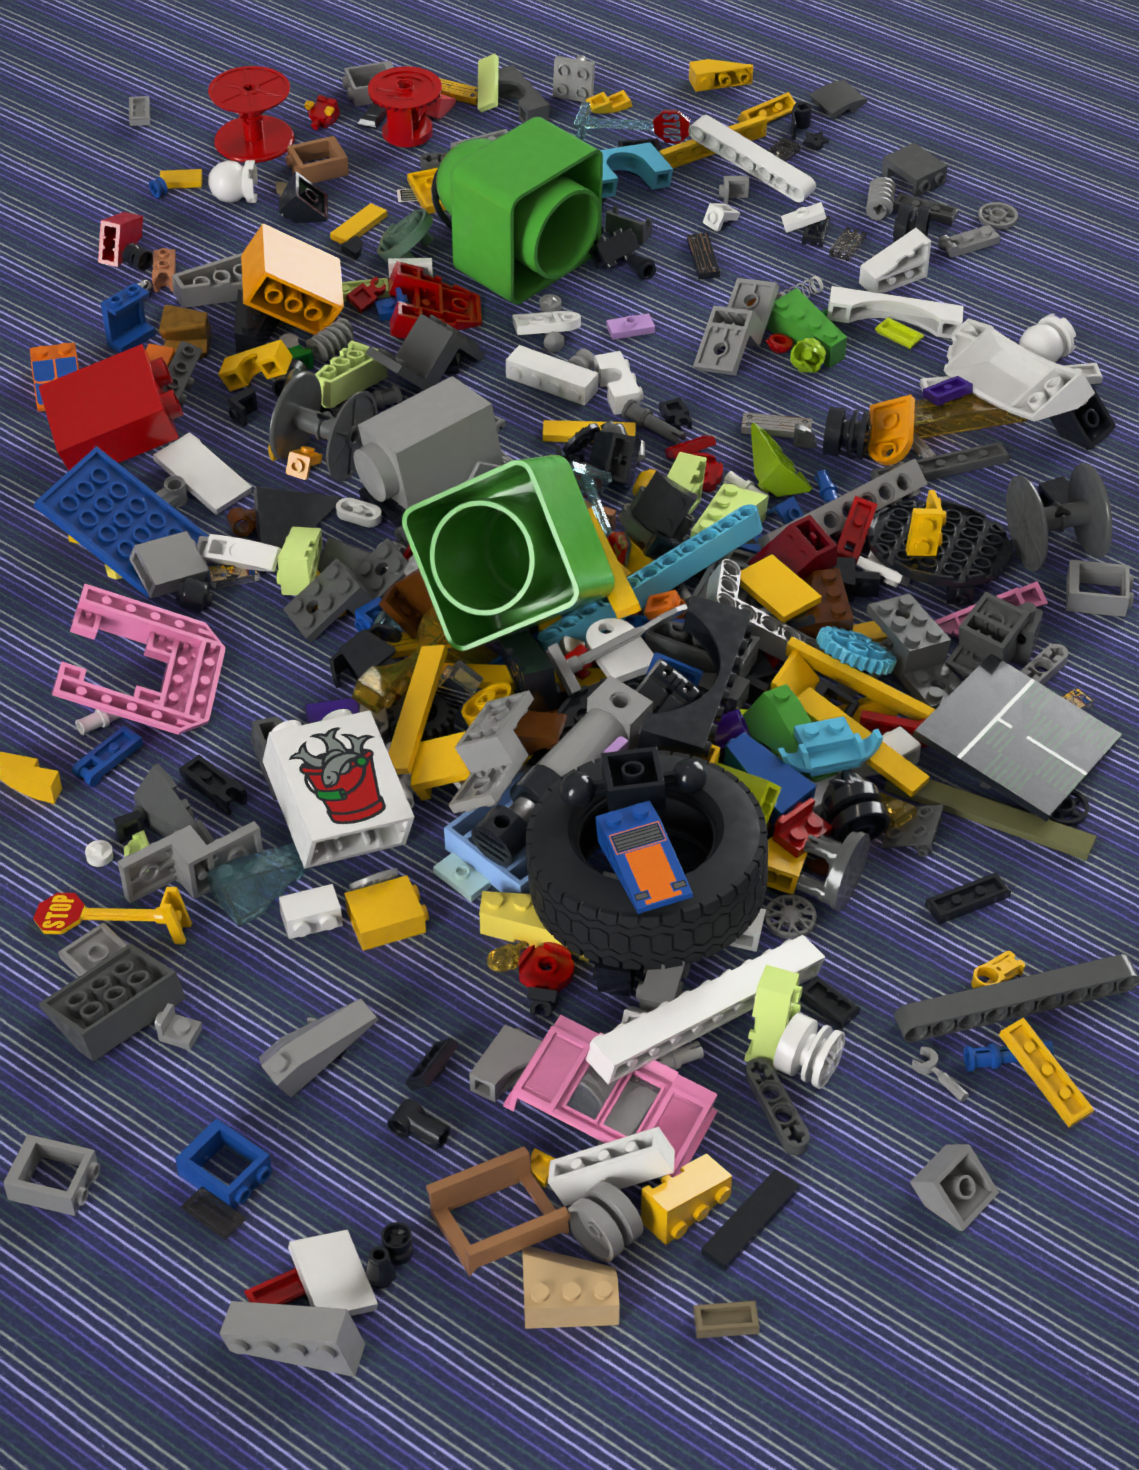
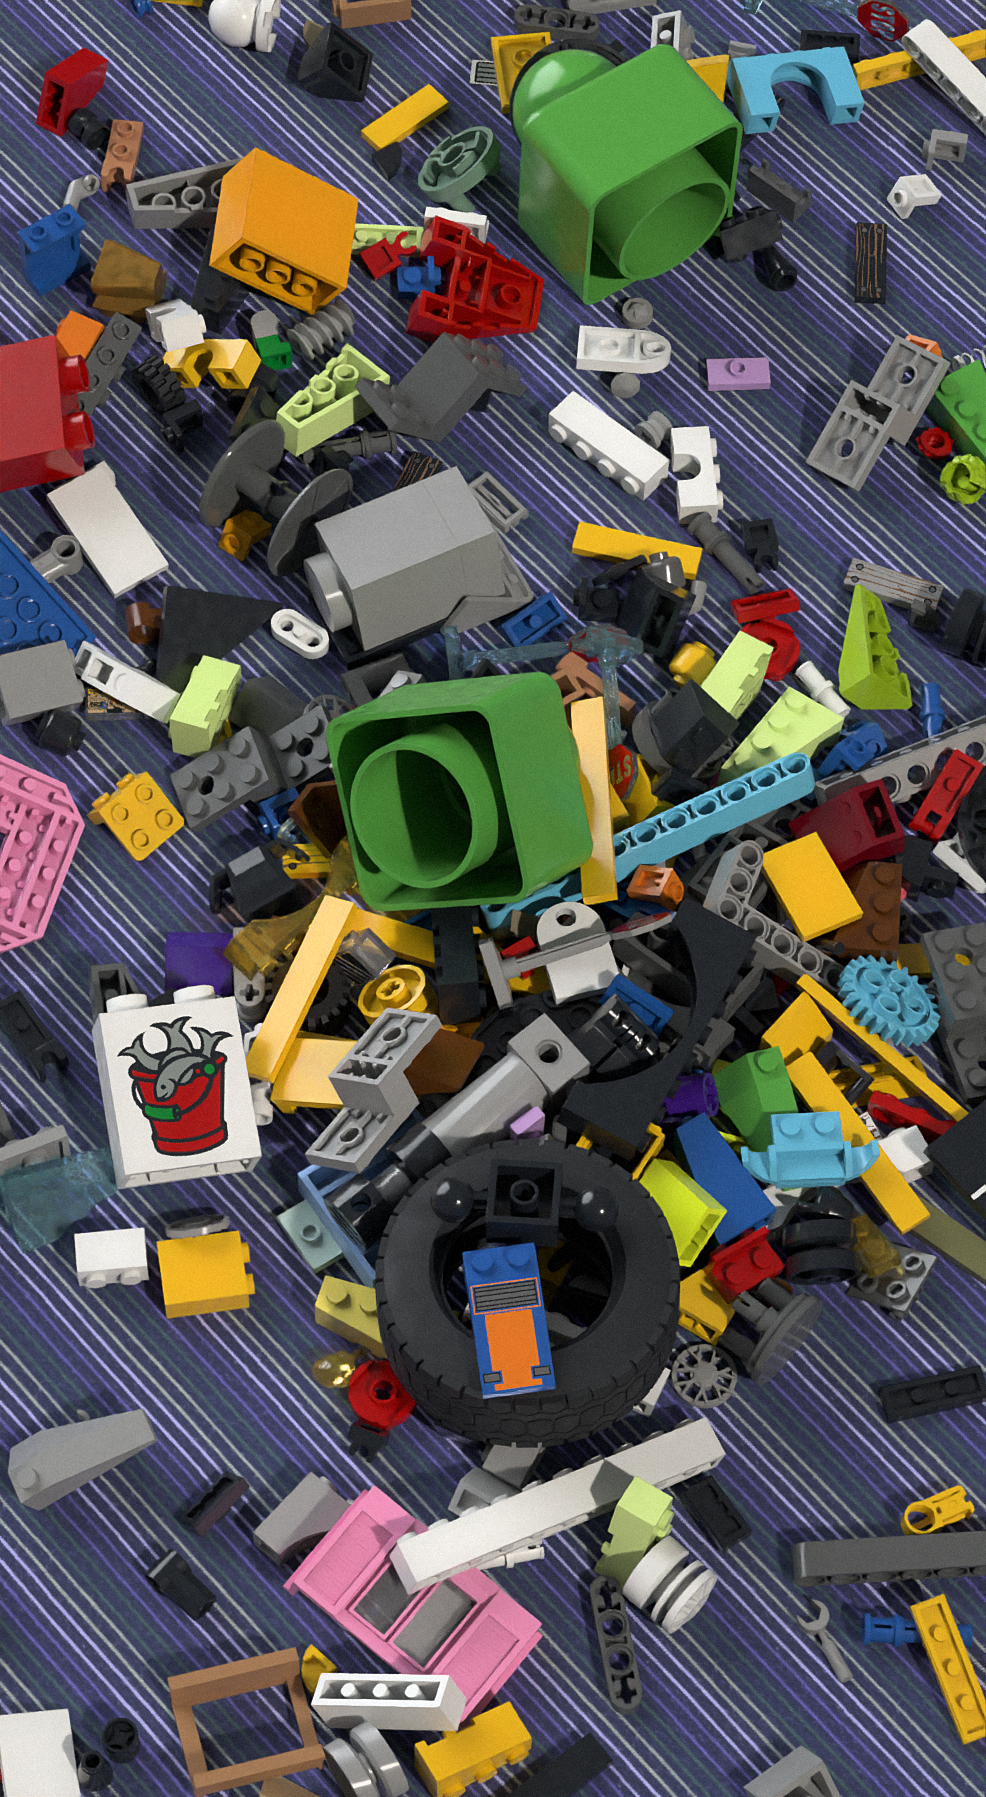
camera: 10 degrees right, 15 degrees up
(220, 383) = (158, 385): none -> black tyre
(225, 345) = (175, 325): none -> white arch
(264, 634) = (137, 814): none -> yellow bracket
(775, 516) = (846, 754): none -> blue bracket

